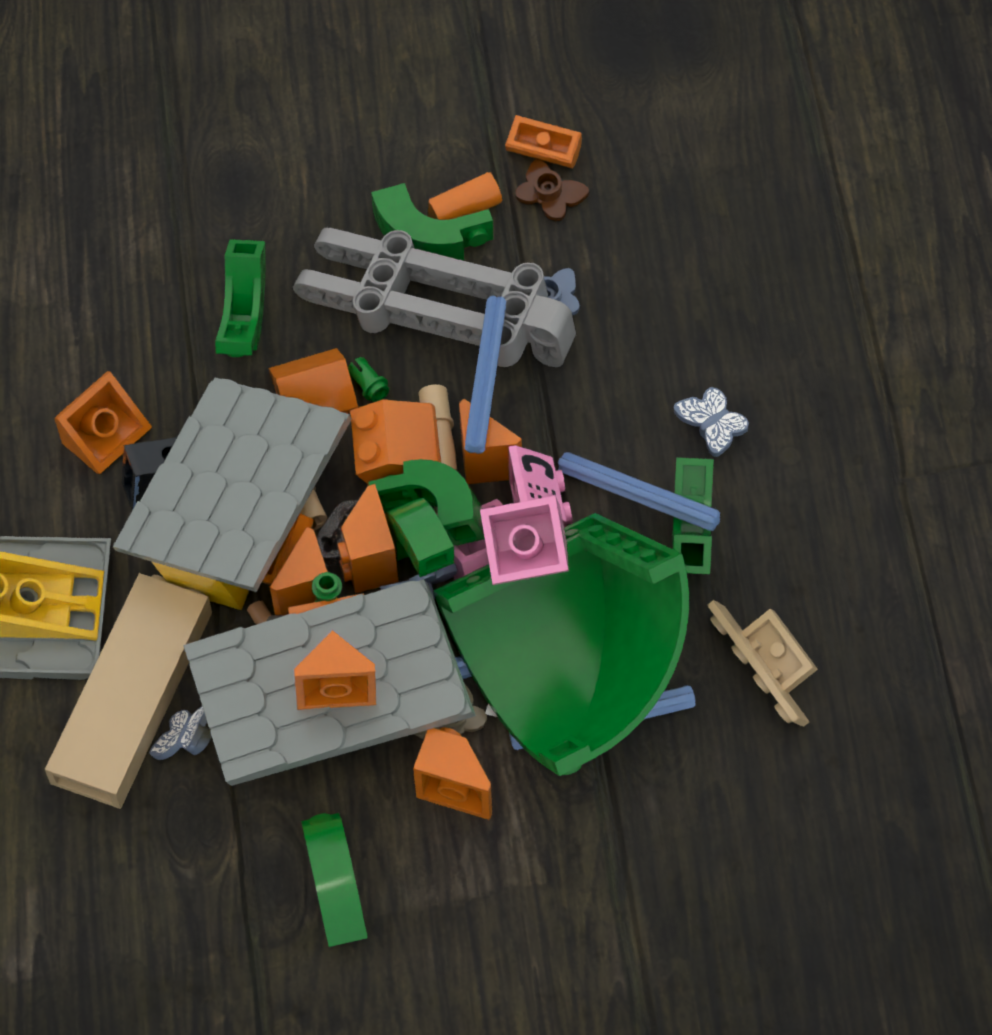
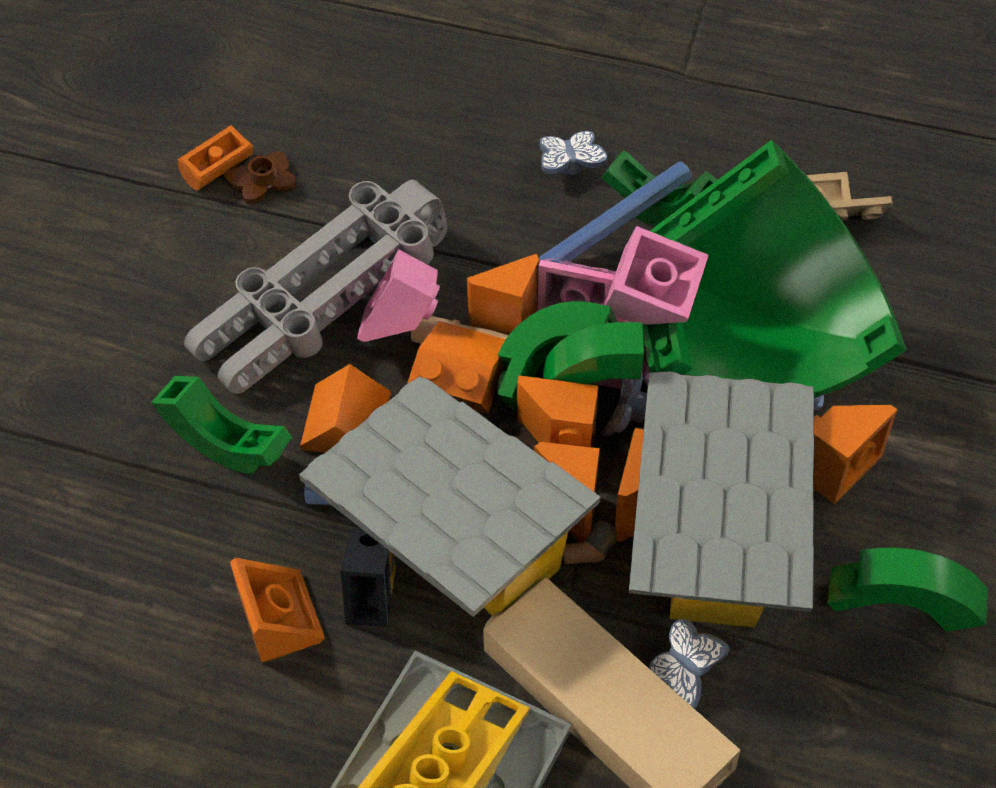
camera: 65 degrees left, 10 degrees down
(326, 587) = (613, 455): green pin -> none
(335, 676) = (748, 450): orange slope -> none
(373, 385) = (376, 368): green pin -> none
(435, 362) = (400, 299): none -> bright pink slope
(442, 237) = (211, 281): green arch -> none
(466, 198) = (234, 232): orange brick -> none
(485, 375) = (456, 250): medium blue axle -> none

